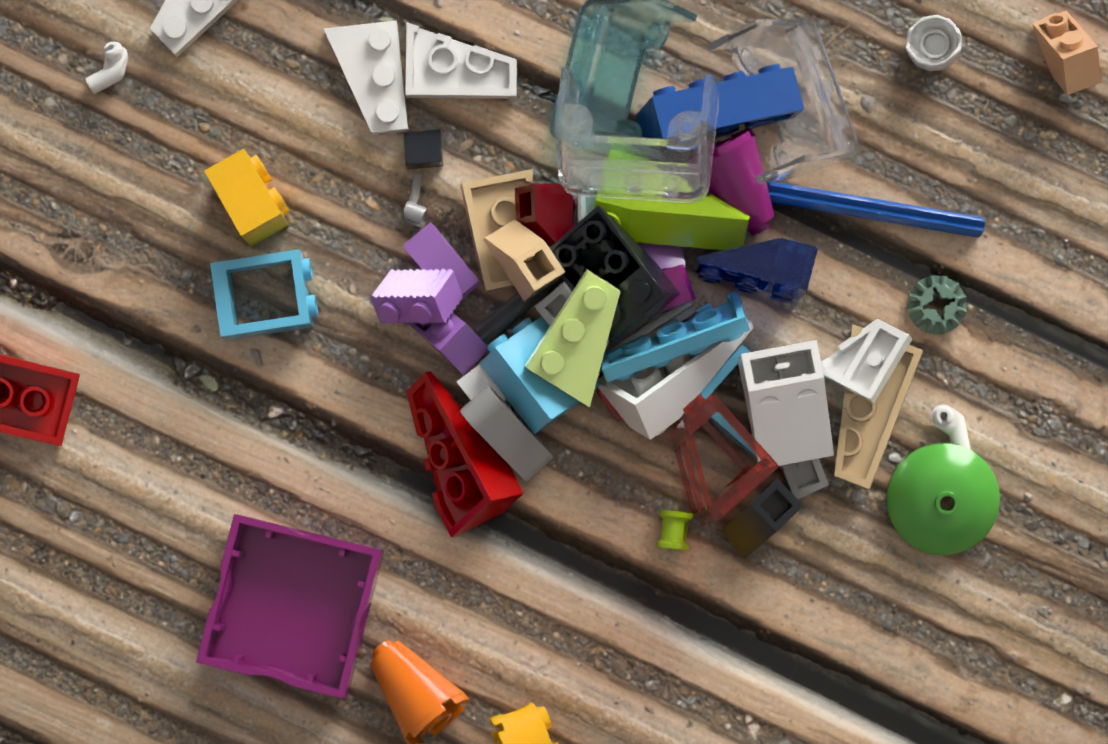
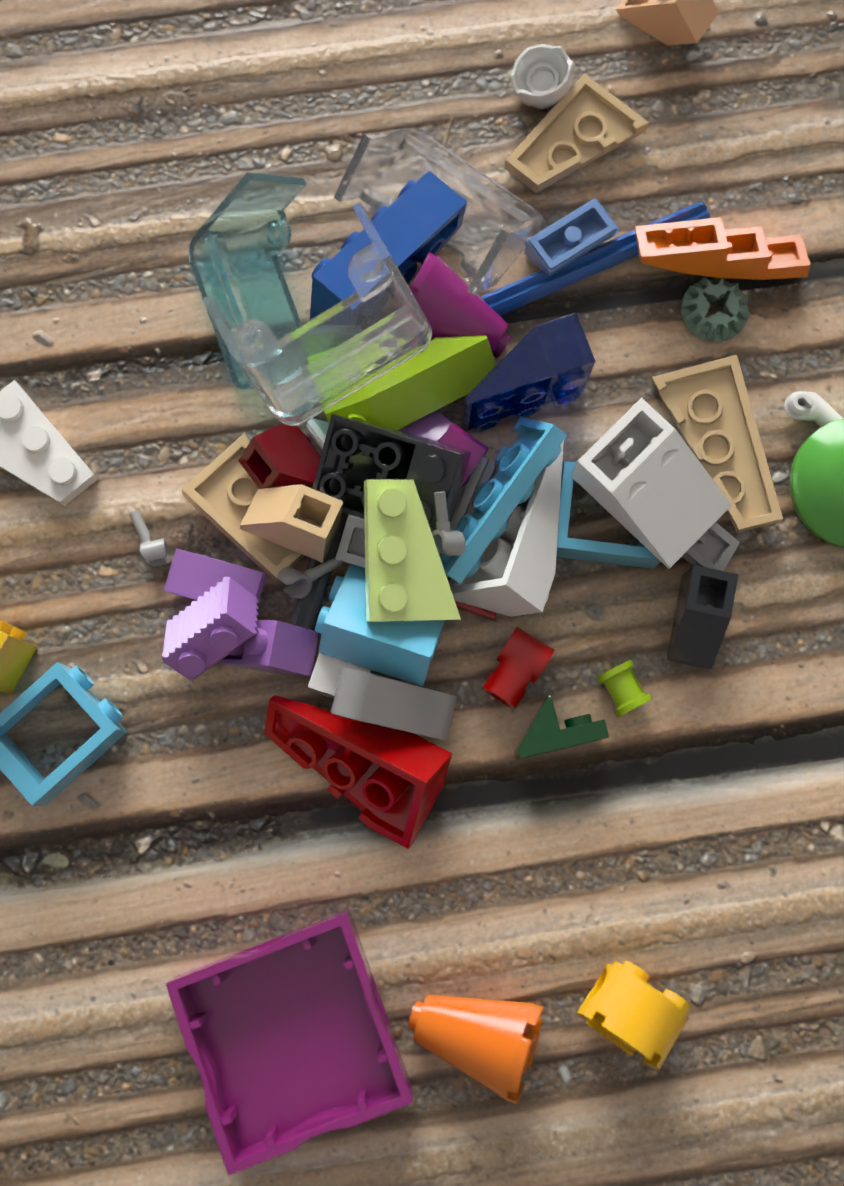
camera: 35 degrees left, 5 degrees down
(423, 149) = (123, 486): black slope -> none
(454, 69) = (105, 389): white wing -> none
(499, 305) = (302, 581): none -> light grey hand
(595, 526) = (545, 734): none -> dark green slope
(613, 464) = (520, 663): none -> red piece
(616, 345) = (446, 540): none -> light grey hand
(694, 418) = (662, 619): clear red windscreen -> none
(866, 182) = (570, 237): none -> medium blue slope
(867, 360) = (696, 393): white wing -> none
(926, 103) = (574, 134): none -> tan wing
(971, 270) = (710, 251): none -> orange slope

